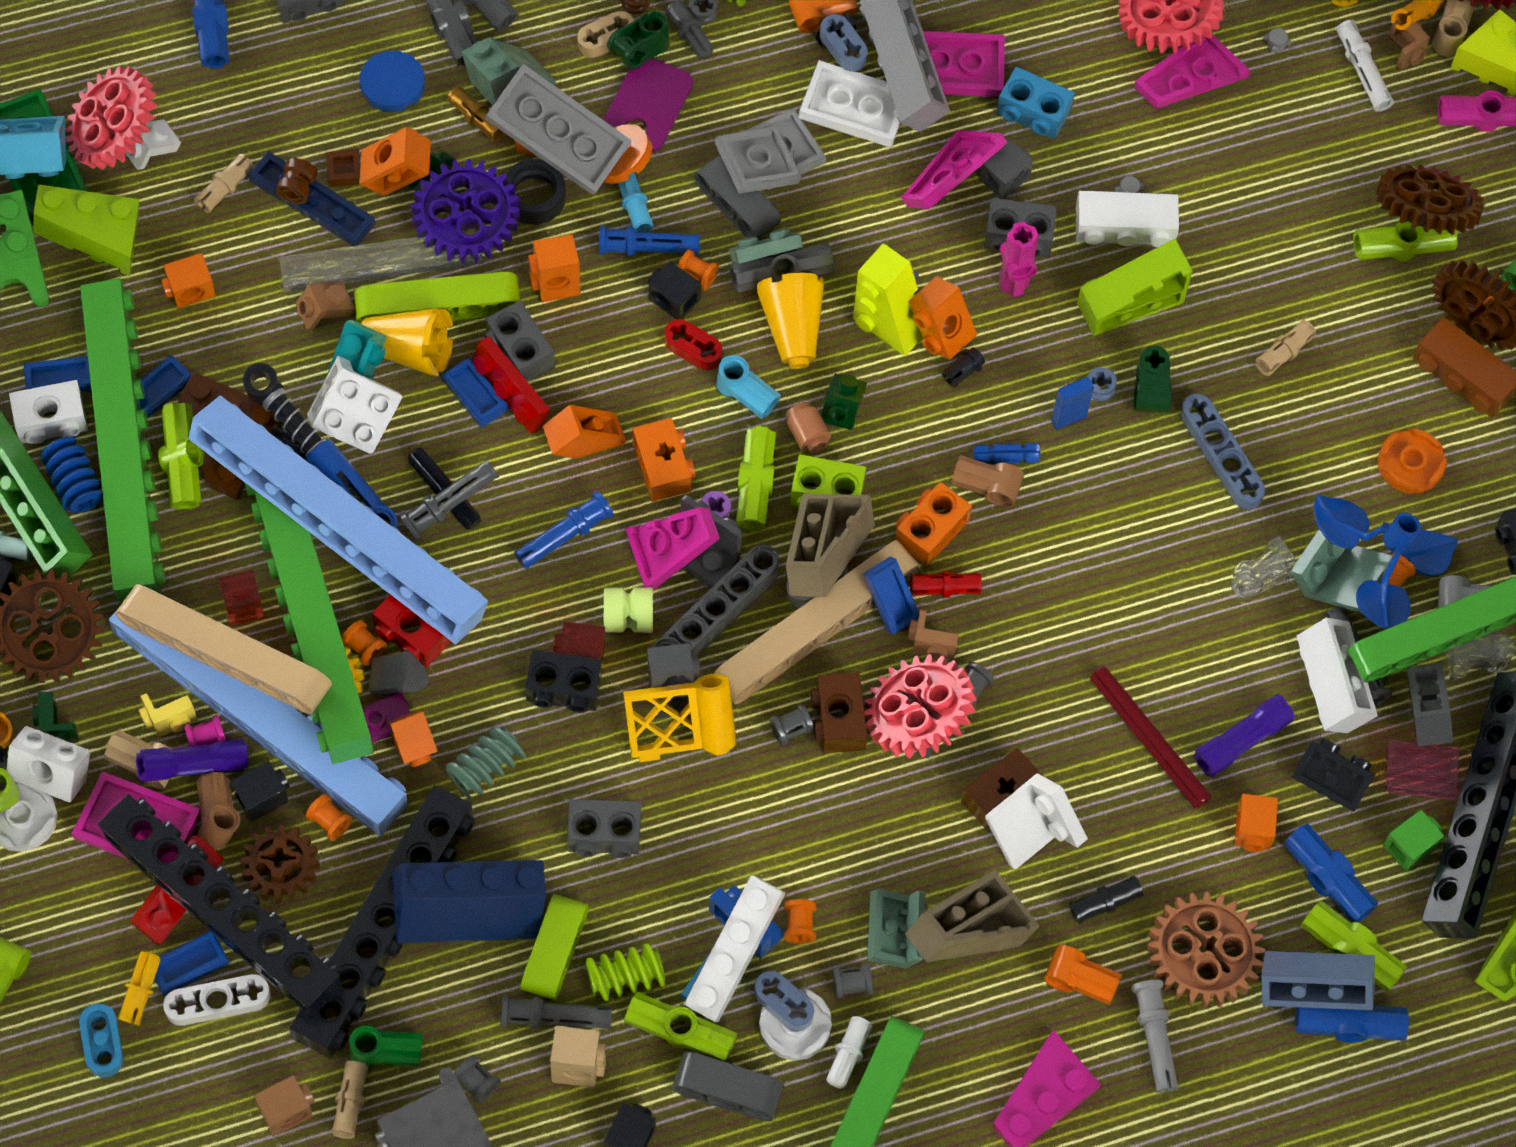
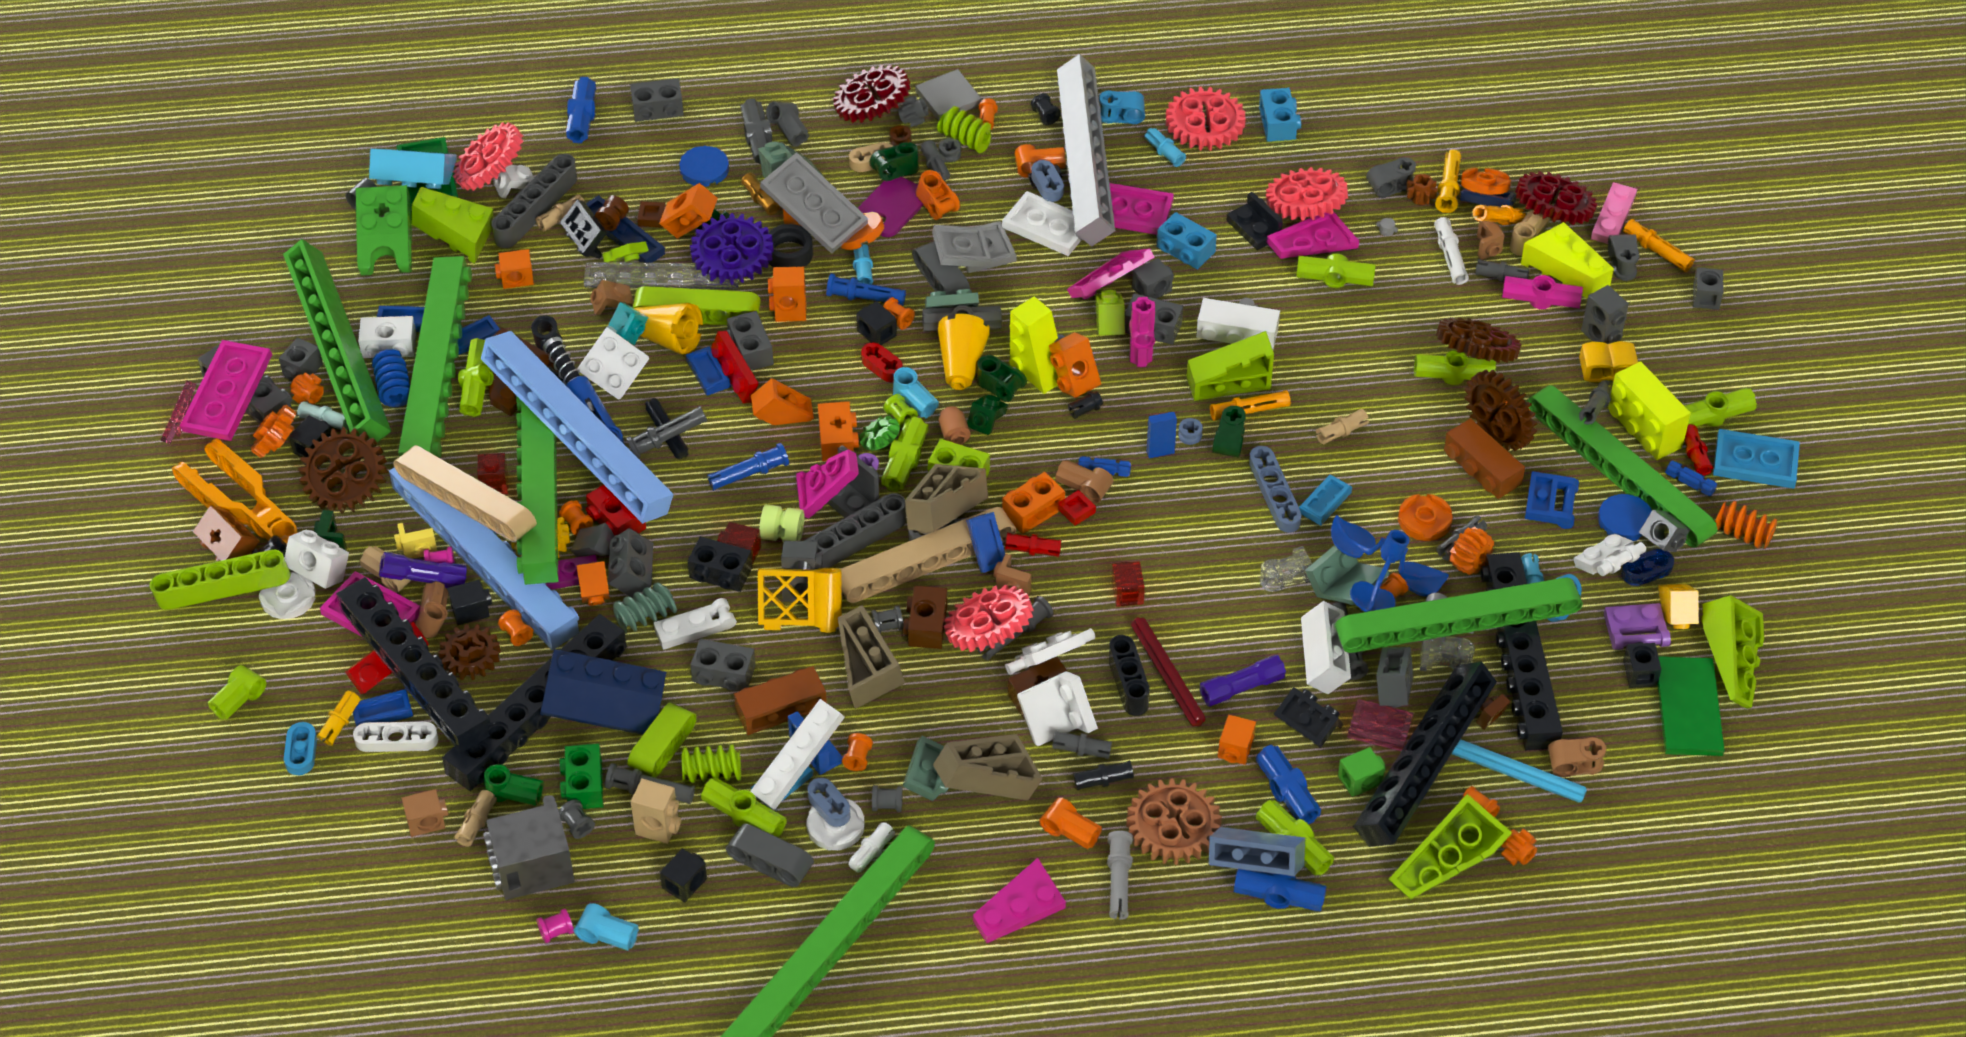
camera: 15 degrees right, 15 degrees down
(186, 185) = (534, 200): none -> dark grey beam
(265, 209) = (584, 229): none -> black bracket
(332, 236) = (628, 252): none -> lime plate
(452, 701) = (630, 562): none -> dark grey brick
(476, 1016) = (585, 776): none -> green brick
(551, 771) = (694, 624): none -> white plate
(687, 864) = (776, 699): none -> dark orange brick
(707, 86) = (936, 195): none -> orange piece
(726, 459) = (879, 433): none -> bright green gear
(730, 405) = (900, 410): none -> lime bush
(783, 787) = (867, 658): none -> dark tan wedge
(850, 348) = (999, 377): none -> dark green piece
(965, 228) = (1110, 313): none -> lime slope
(987, 521) = (1076, 507): none -> red plate
(1004, 739) = (1043, 651): none -> white plate
(1070, 861) = (1082, 744): none -> dark grey pin
(1075, 621) = (1128, 583): none -> clear red brick
(1106, 737) = (1129, 675): none -> black beam
(1114, 59) = (1255, 221): none -> black bracket
(1167, 334) = (1278, 399): none -> light orange pin
(1230, 118) = (1336, 270): none -> lime piece
(1288, 458) = (1325, 499): none -> dark azure plate
(1432, 86) = (1501, 270): none -> dark grey pin
(1463, 485) = (1447, 545): none -> dark grey pin
(1482, 507) = (1471, 550): none -> orange gear

